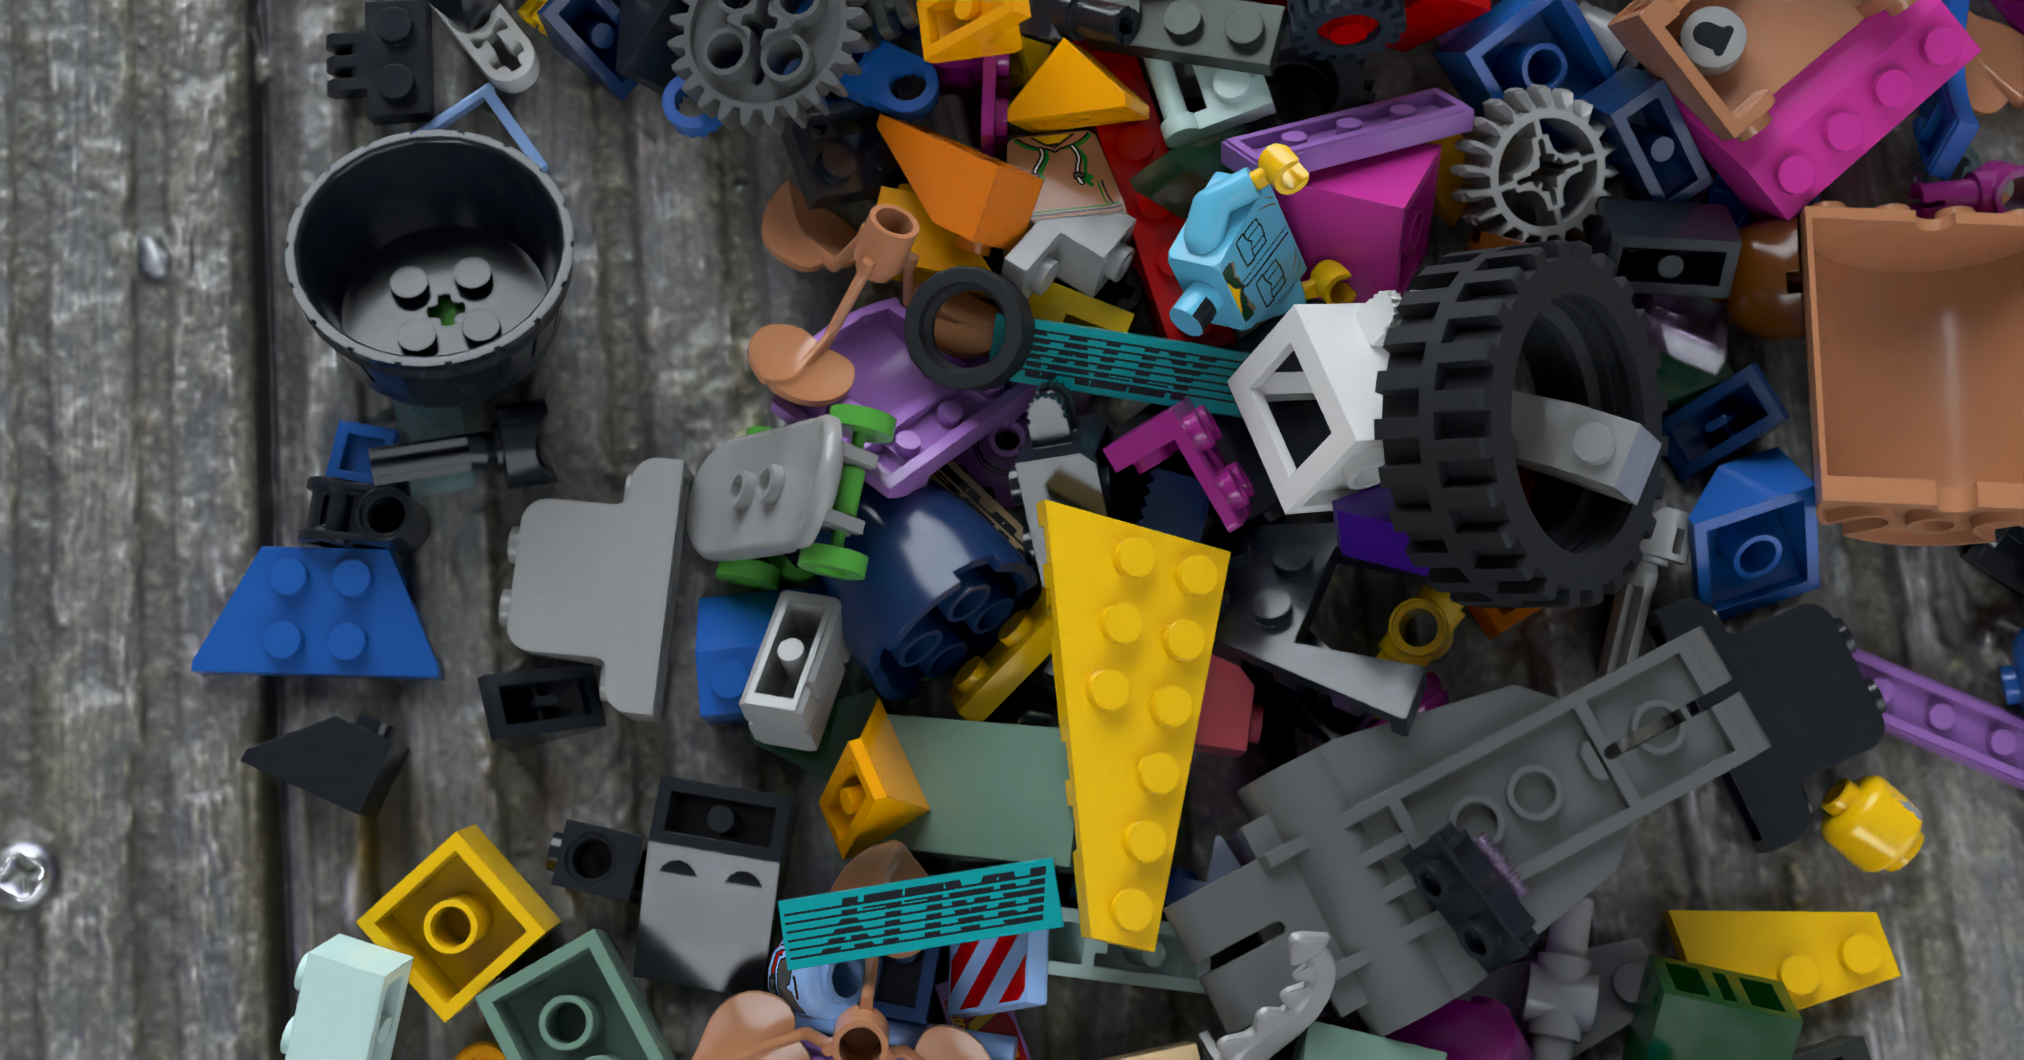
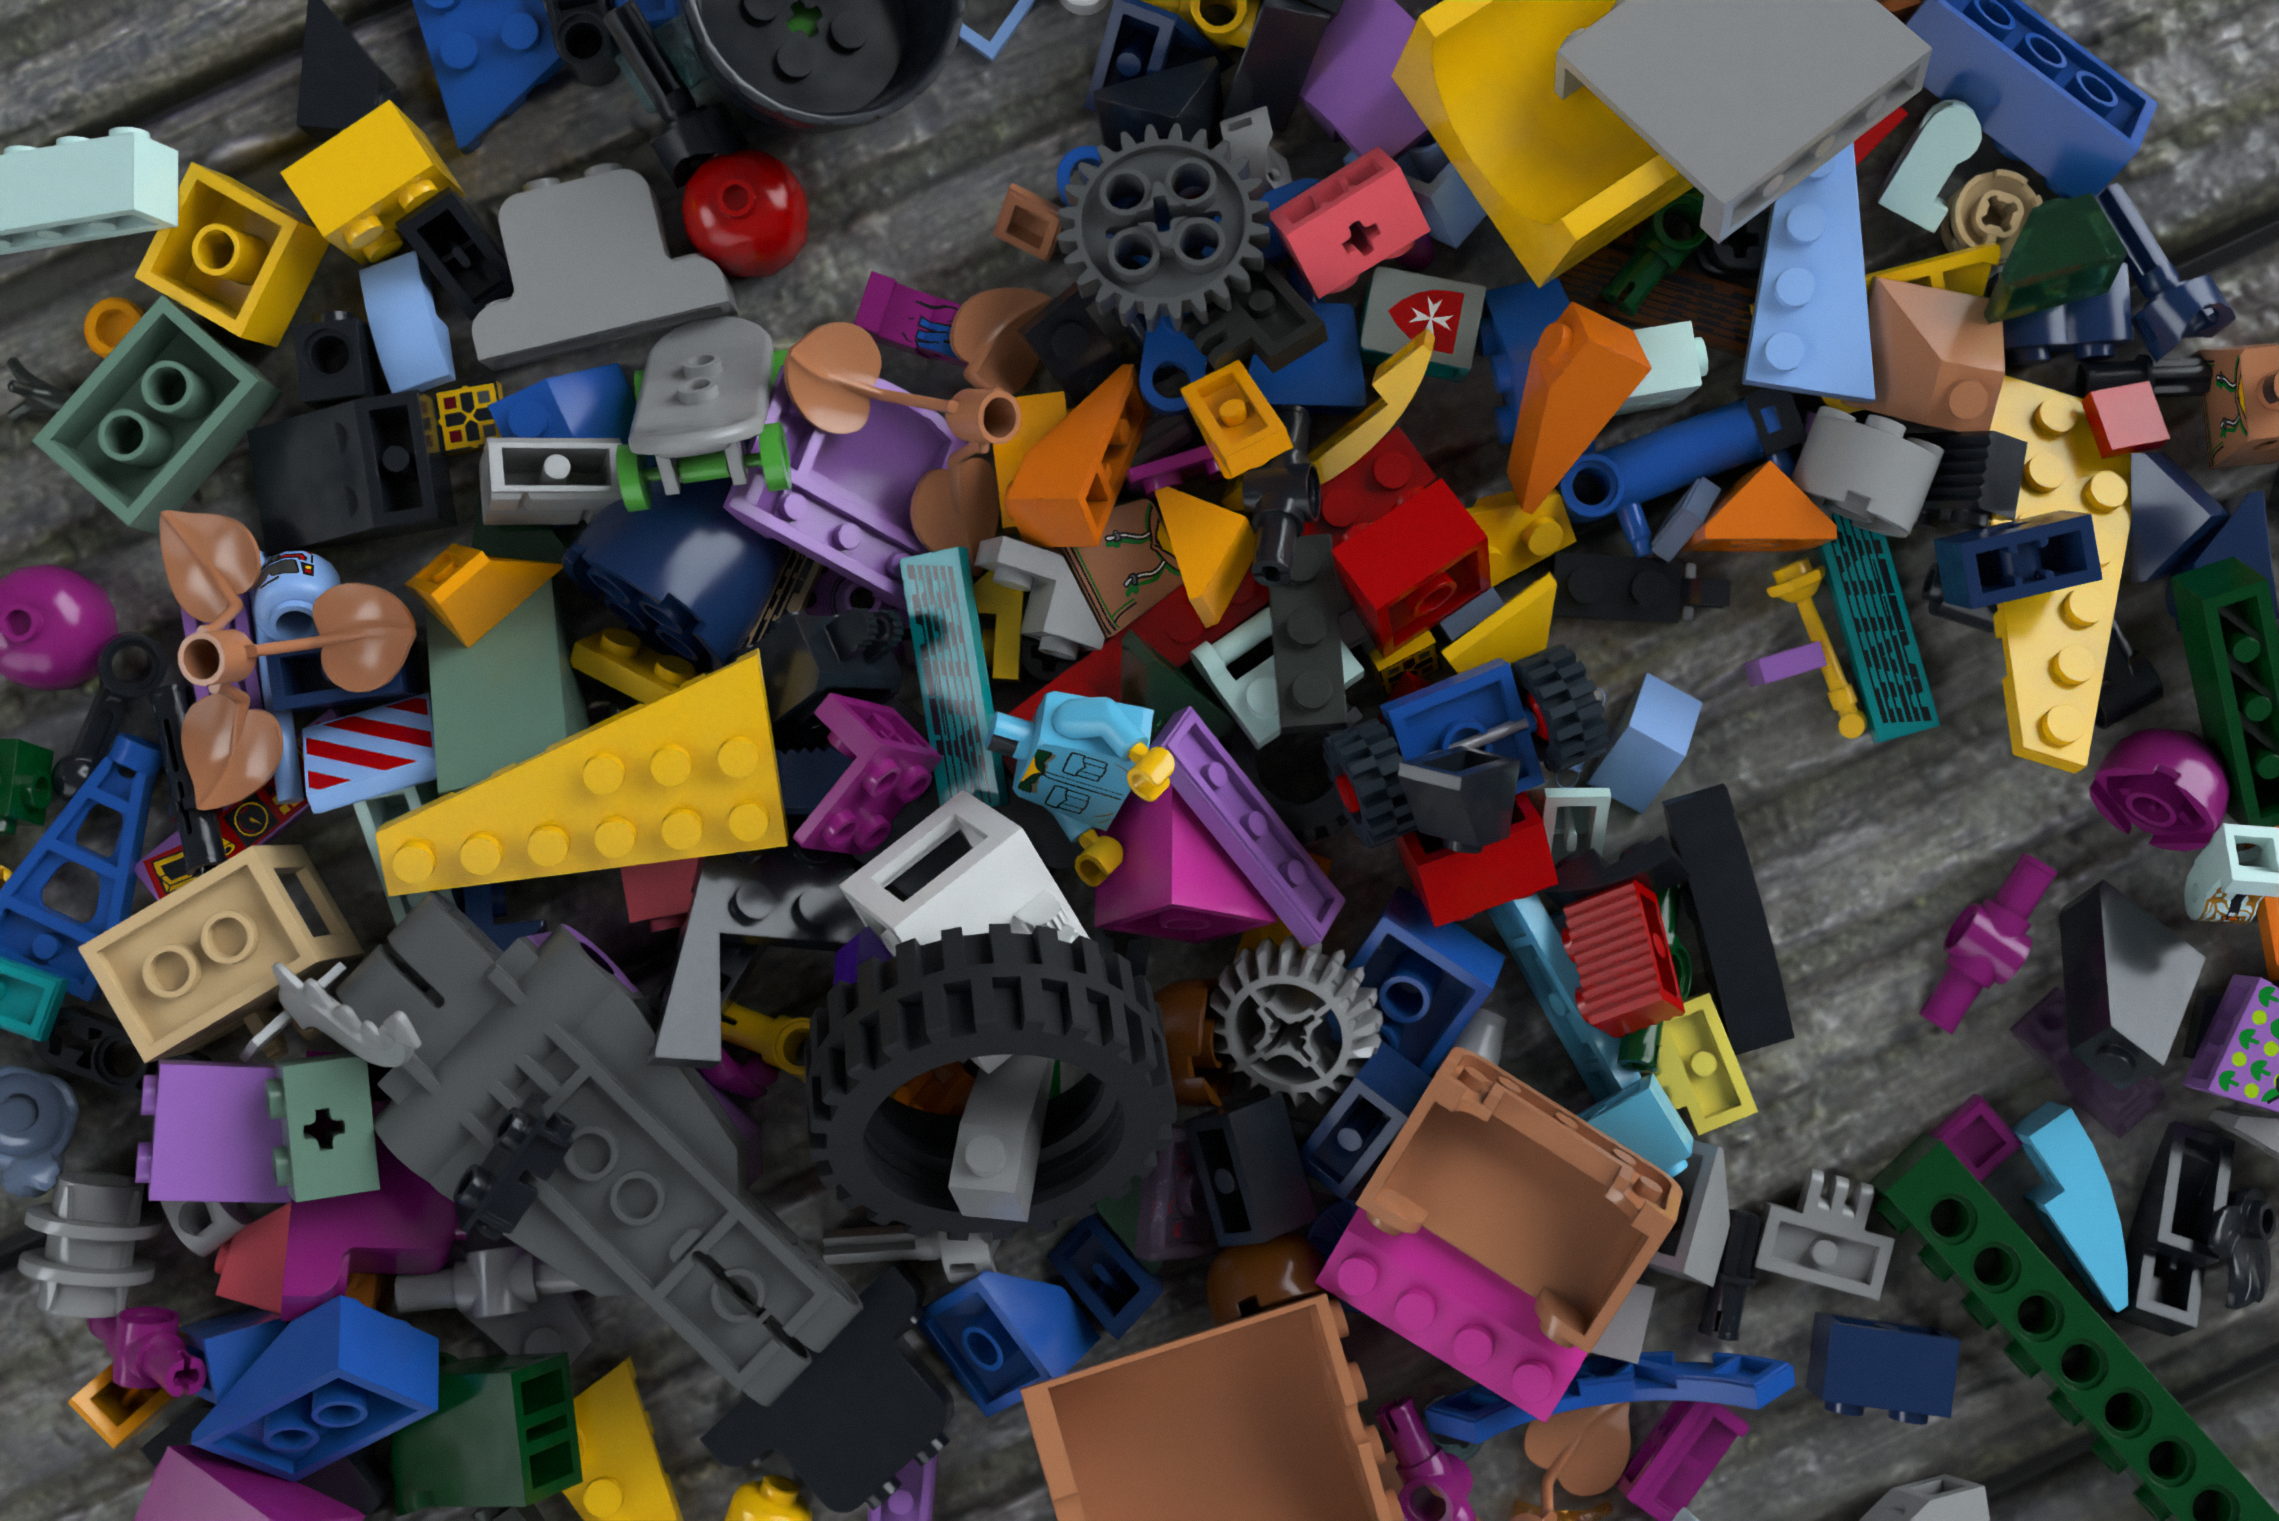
camera: 70 degrees right, 10 degrees up
(444, 756) = (369, 181): none -> yellow brick
(588, 781) = (404, 324): none -> light blue slope
(602, 428) = (746, 213): none -> red cylinder
(701, 750) = (466, 416): none -> tile
(711, 175) = (1029, 222): none -> nougat slope
(768, 297) = (908, 319): none -> magenta leg
(920, 913) = (351, 672): teal tile -> none
(921, 322) = (889, 502): black tyre -> none
(1499, 869) = (556, 1187): clear purple leg -> none
(1713, 39) = (1464, 1154): light grey tile -> none

